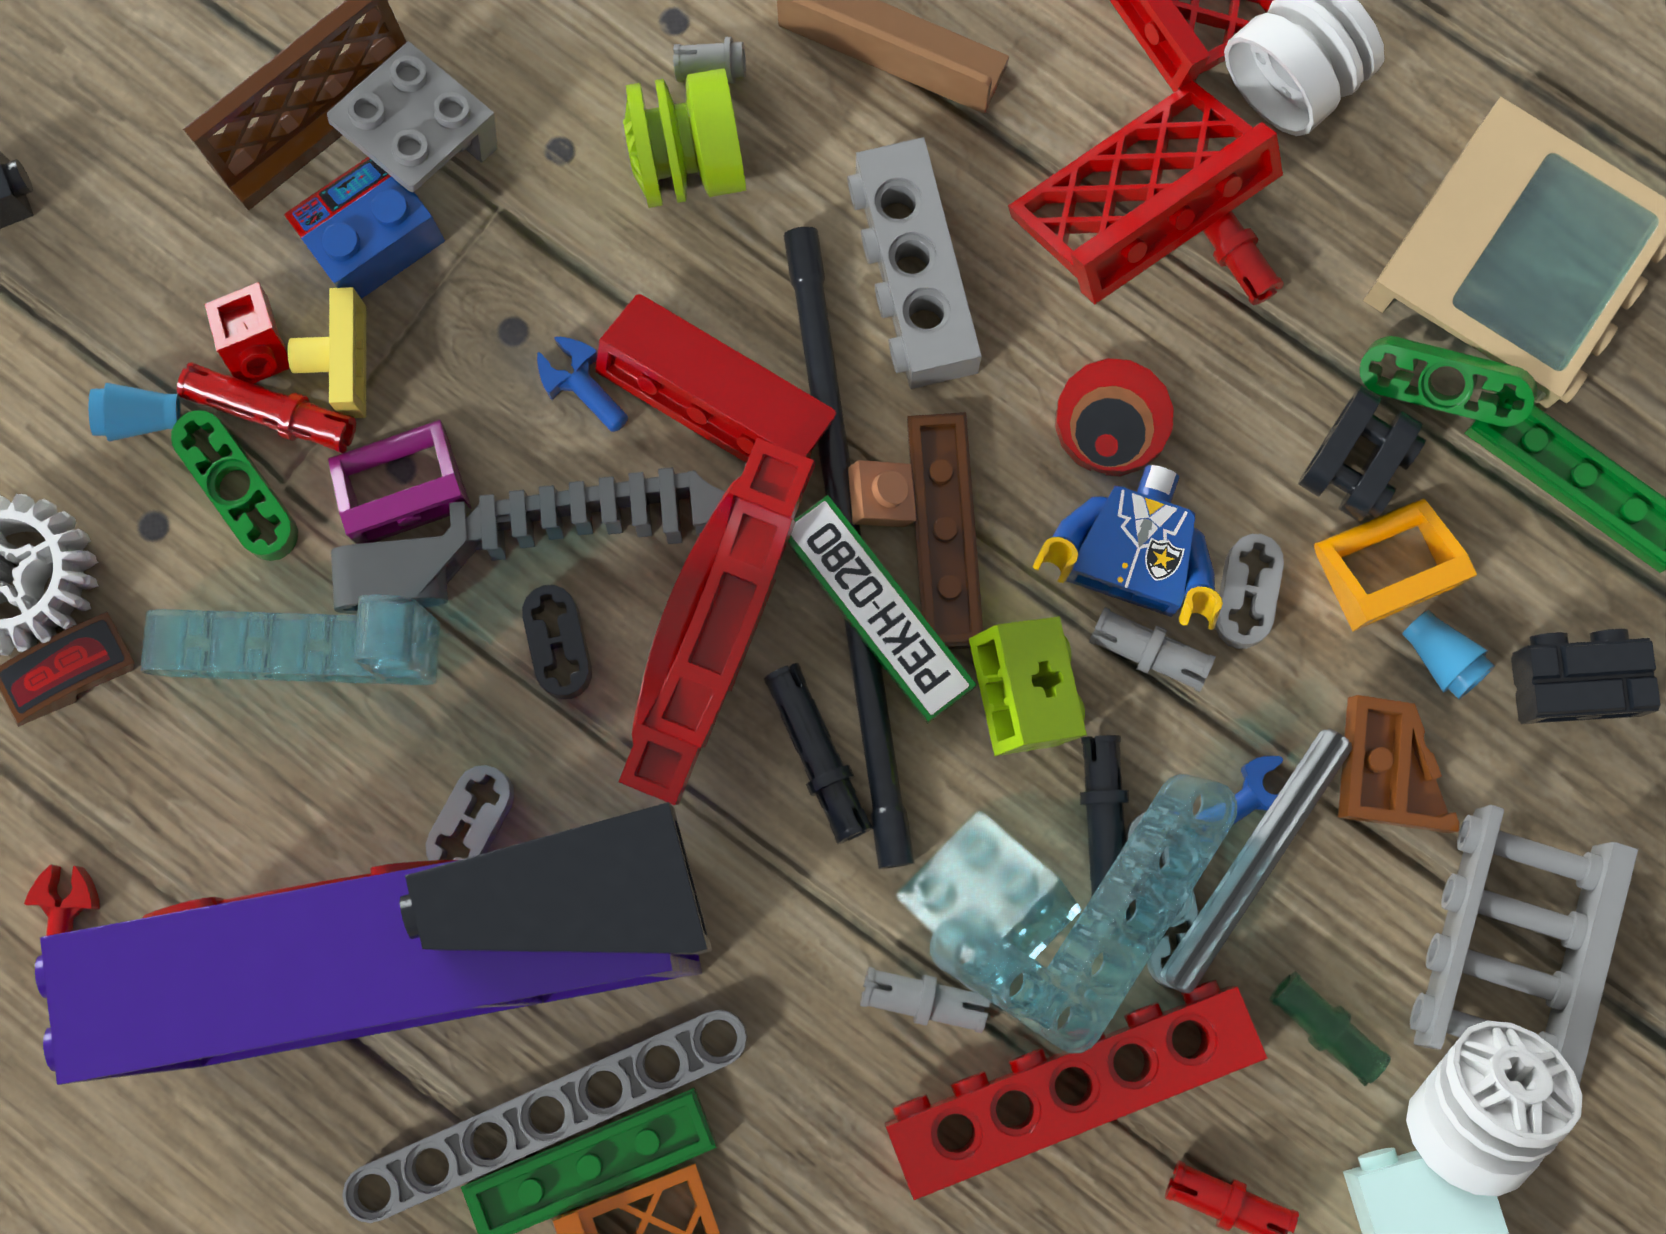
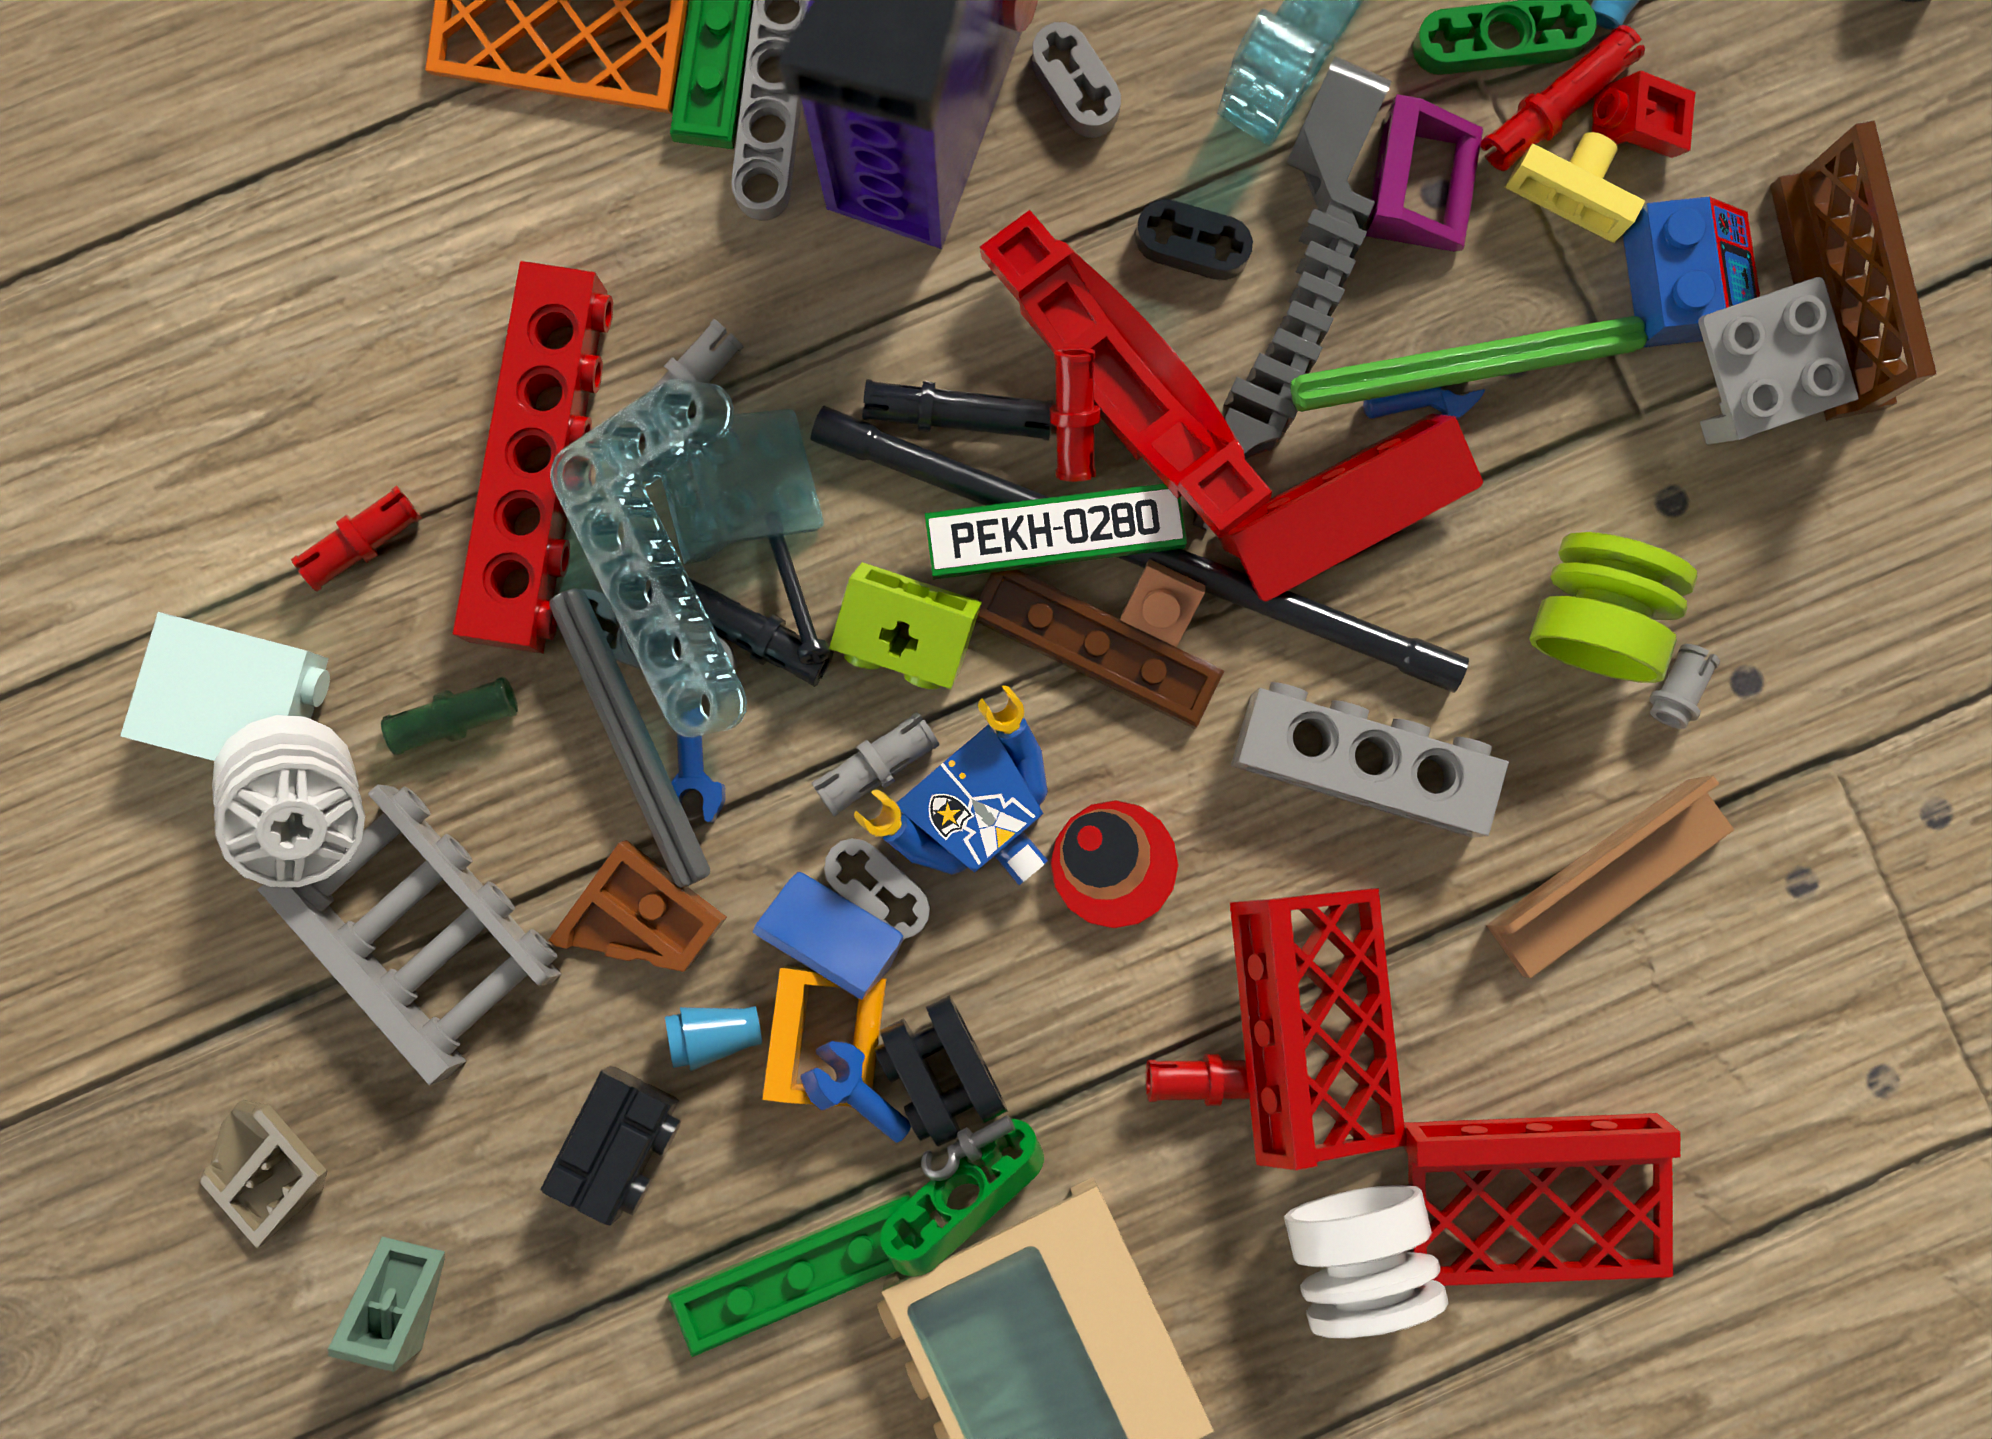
camera: 115 degrees right, 5 degrees up
(545, 359) = (1467, 363): none -> bright green axle
(769, 648) = (1075, 413): none -> red pin
(1095, 746) = (812, 649): none -> black piece
(1313, 602) = (829, 935): none -> slope
(1407, 397) = (968, 1145): none -> flat silver hand
(1422, 513) = (851, 1089): none -> blue bar

